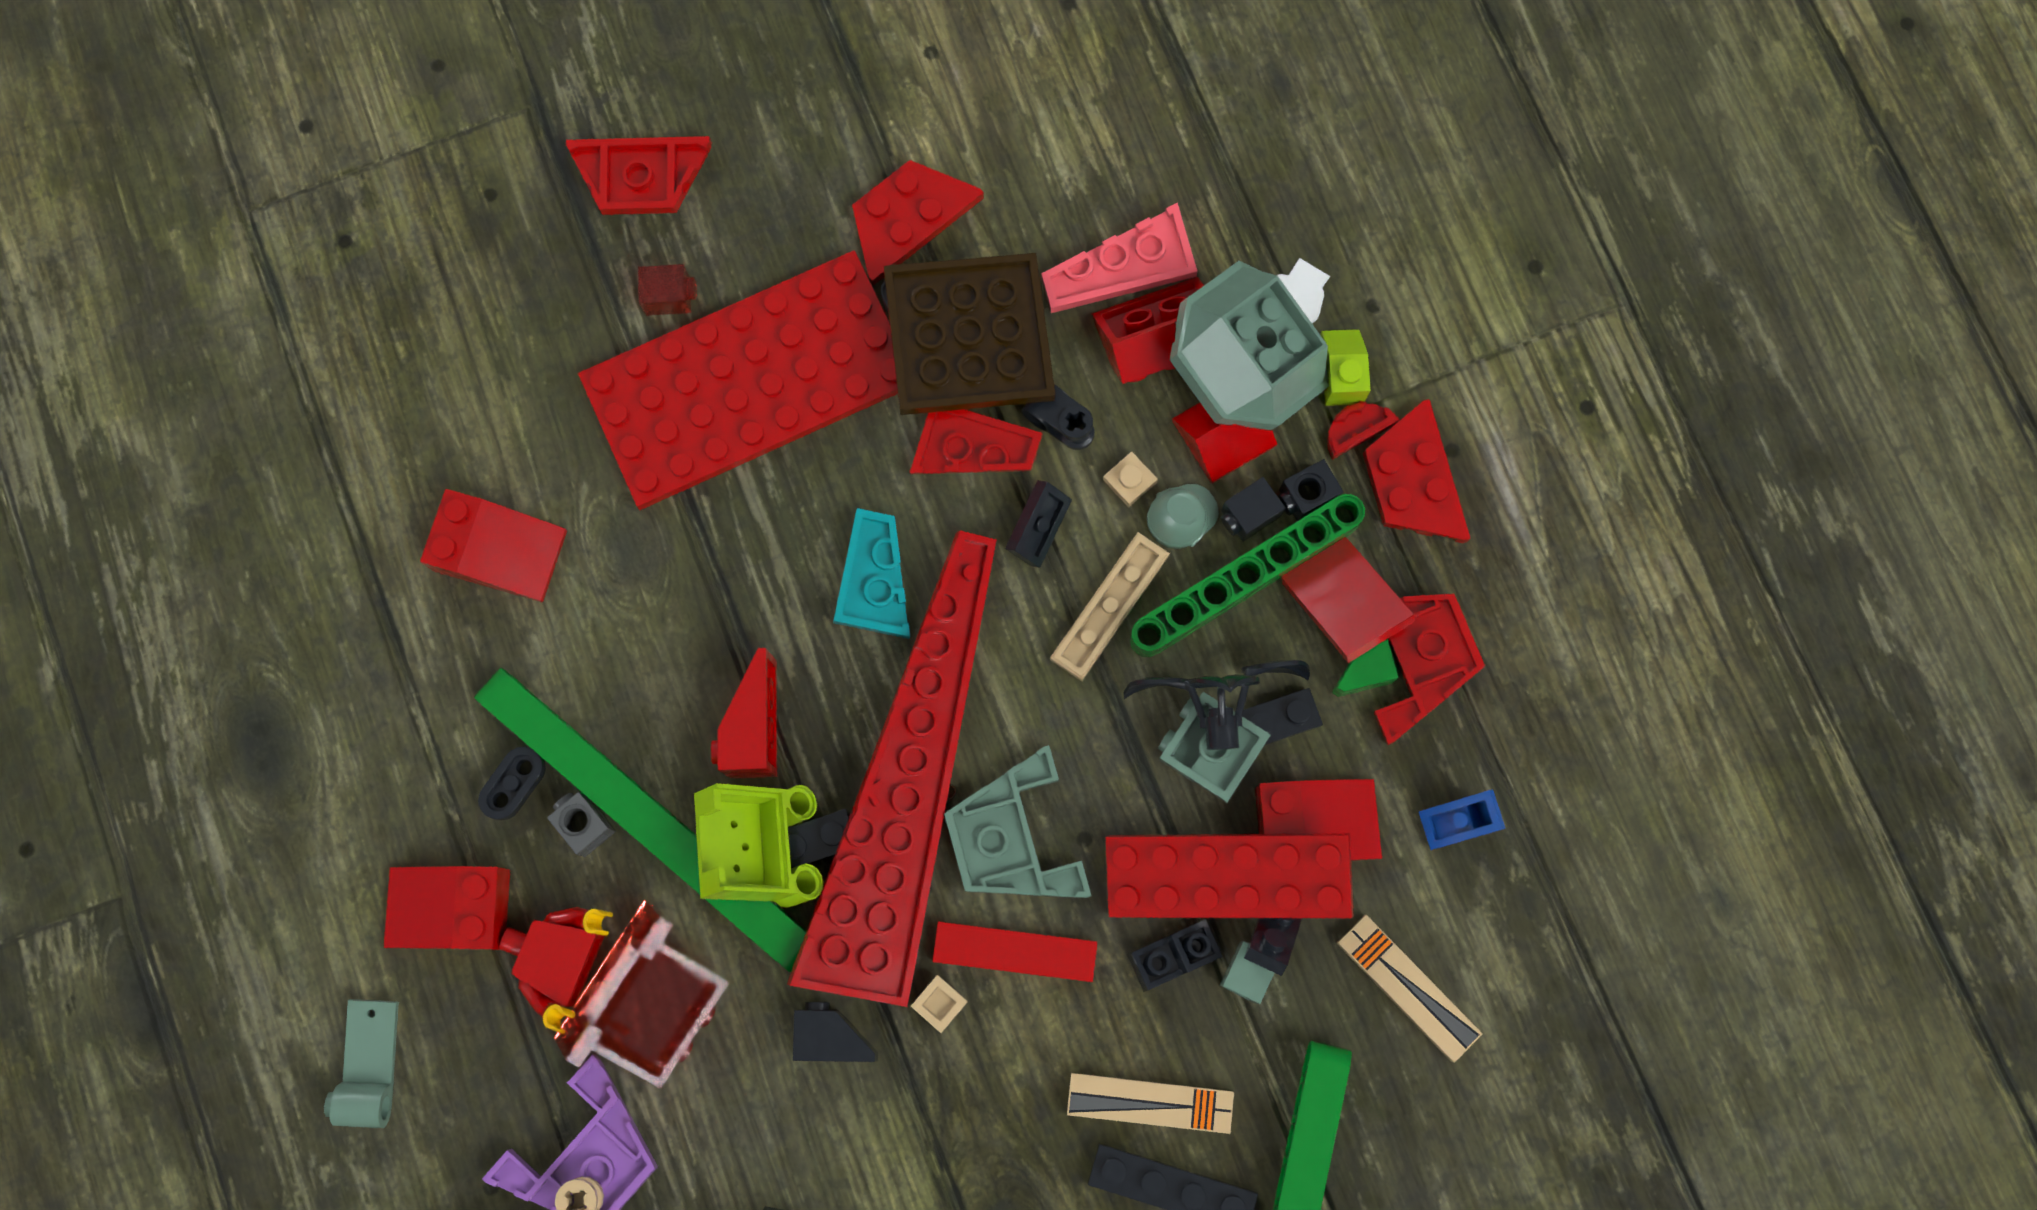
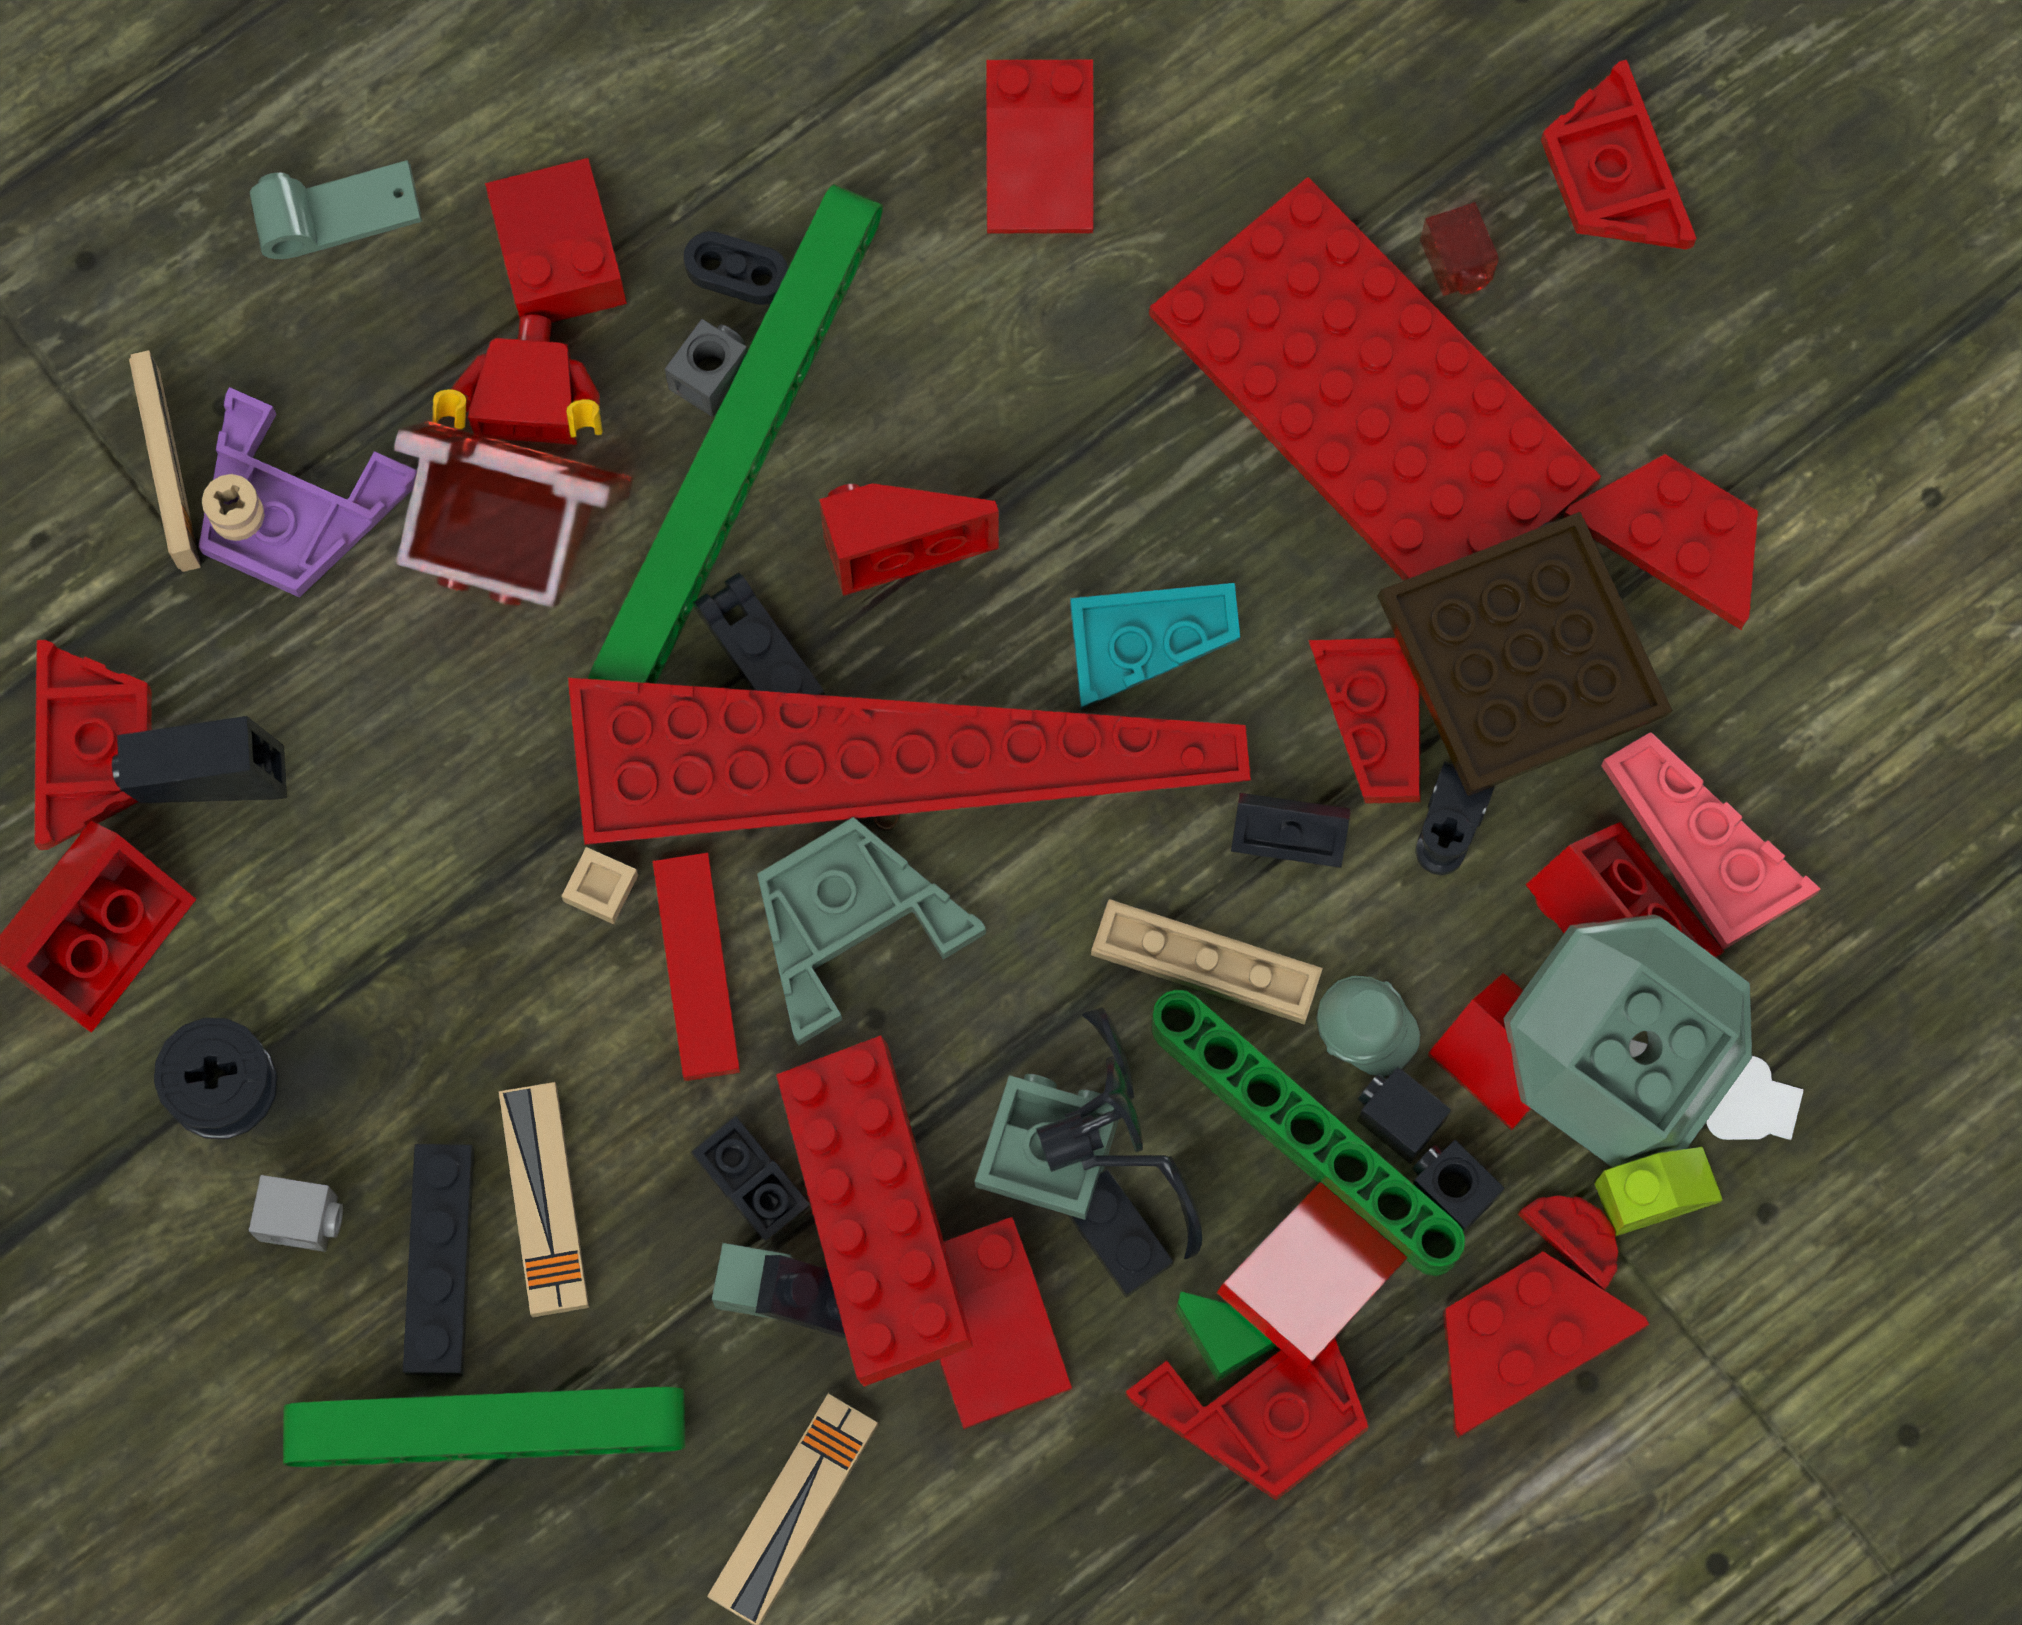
camera: 70 degrees right, 5 degrees down
(747, 844) = (735, 567): lime piece -> none
(828, 1036) = (519, 756): black slope -> none
(1130, 479) = (1395, 939): tan plate -> none
(1462, 819) = (1044, 1515): blue slope -> none

